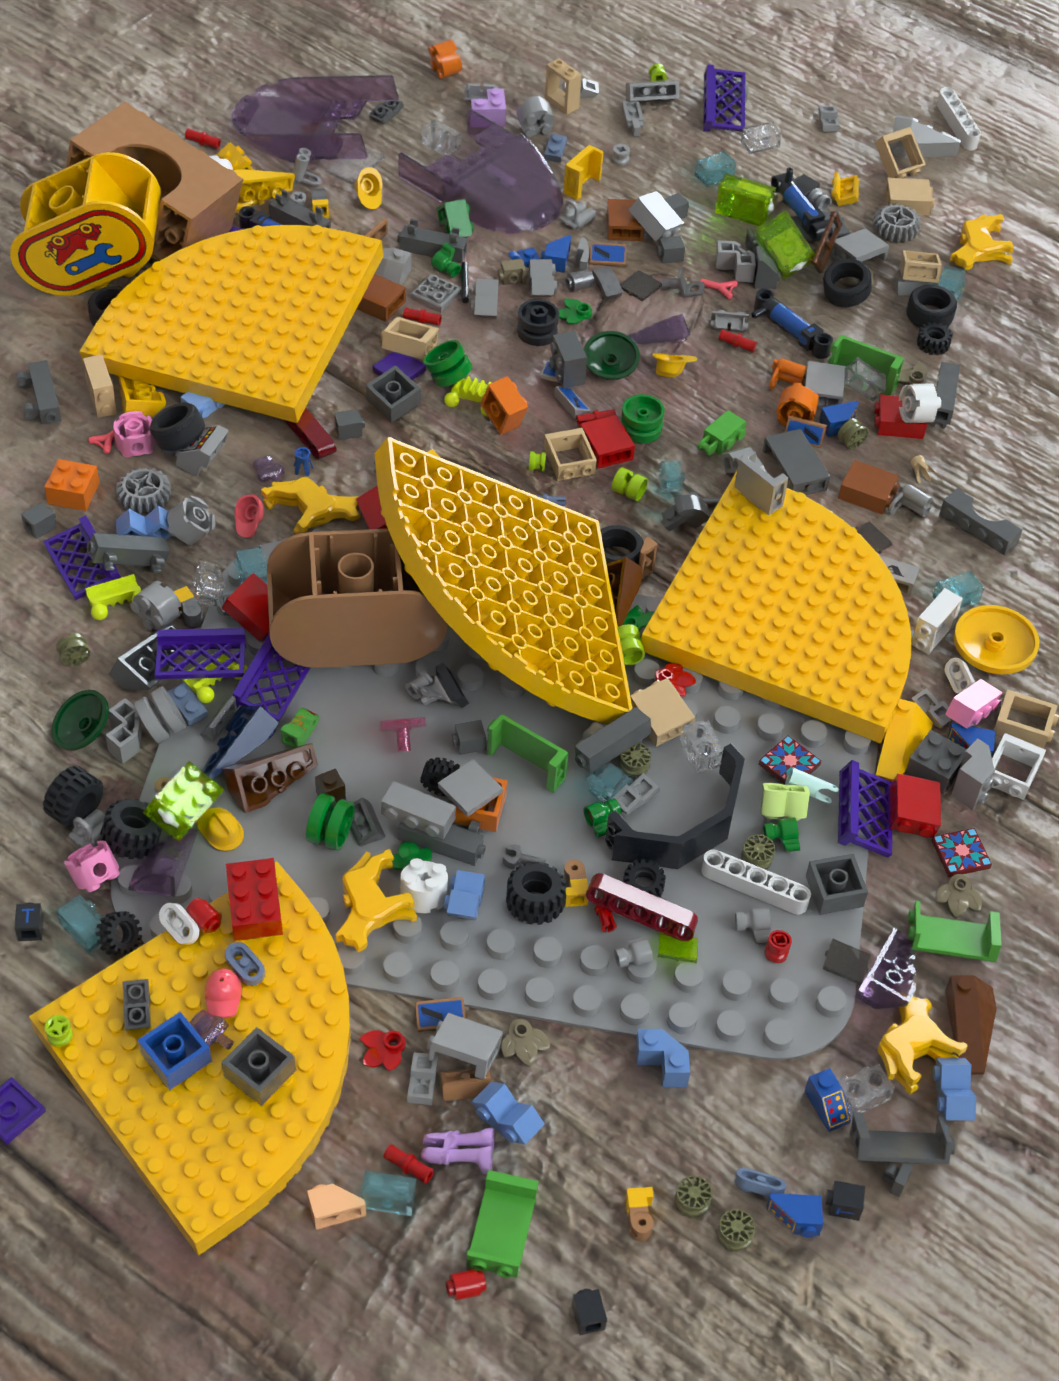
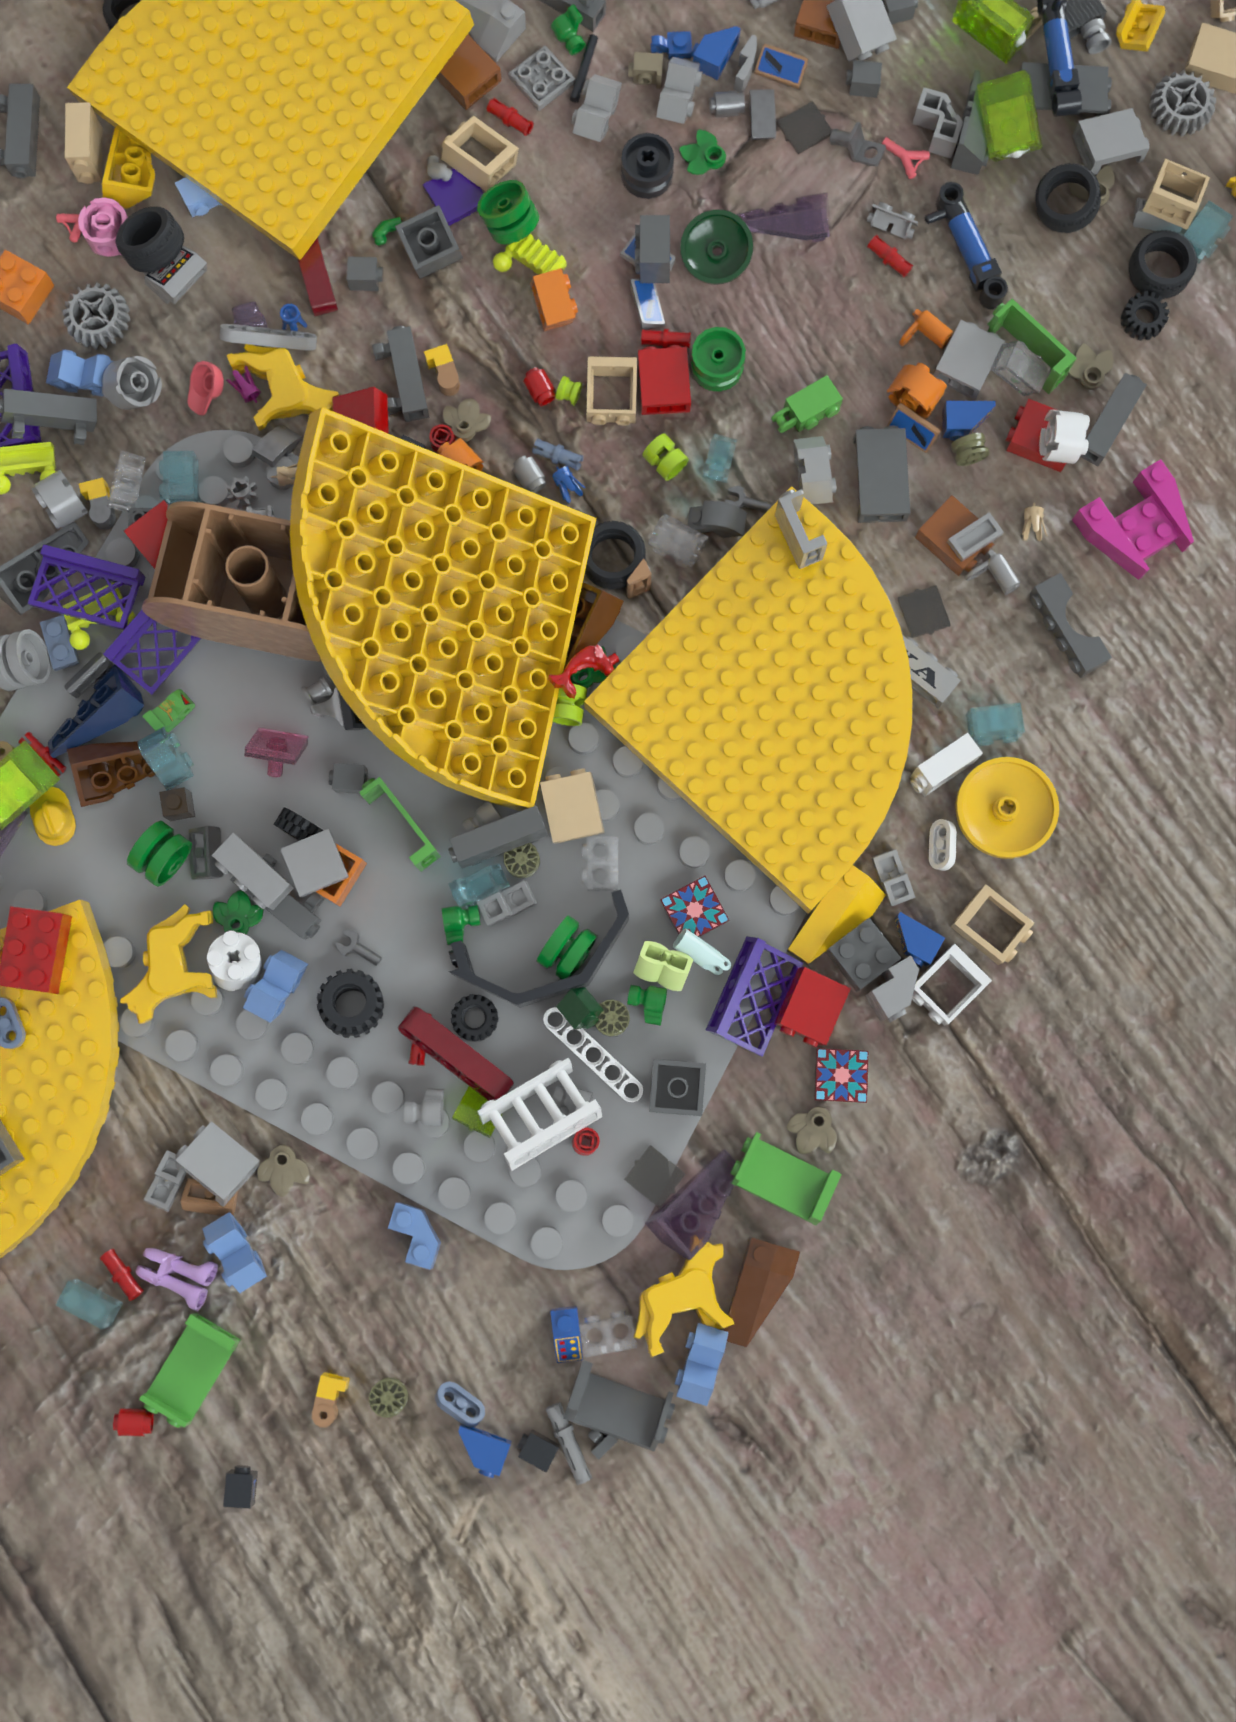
camera: 20 degrees right, 30 degrees up
(276, 473) = (268, 337): none -> light grey beam
(285, 512) = (247, 389): none -> magenta piece
(311, 753) = (165, 758): none -> clear light blue brick
(334, 1205) = (31, 1298): light nougat slope -> none
(353, 396) = (383, 228): none -> green arm
(380, 1051) = (136, 1135): red plate -> none
(381, 354) = (438, 170): none -> light grey arm
(430, 1012) = (202, 1112): slope -> none
(513, 464) = (539, 386): none -> red brick
(577, 884) = (402, 999): leg -> none
(633, 605) = (587, 657): none -> red animal
(664, 531) = (677, 541): none -> clear brick
(671, 365) = (791, 275): yellow piece -> none
(676, 675) = (610, 764): red plate -> none
(700, 804) = (564, 947): none -> green wheel
(732, 843) = (580, 1008): none -> dark green brick
(735, 1230) = (416, 1446): olive wheel -> none
(740, 943) = (540, 1139): none -> white fence
(834, 218) = (1068, 130): reddish brown window -> none
(848, 1167) = (566, 1438): none -> light grey pin
(885, 478) = (975, 537): none -> light grey tile
(974, 704) = (937, 895): bright pink brick -> none
(1000, 456) = (1142, 528): none -> dark pink wedge

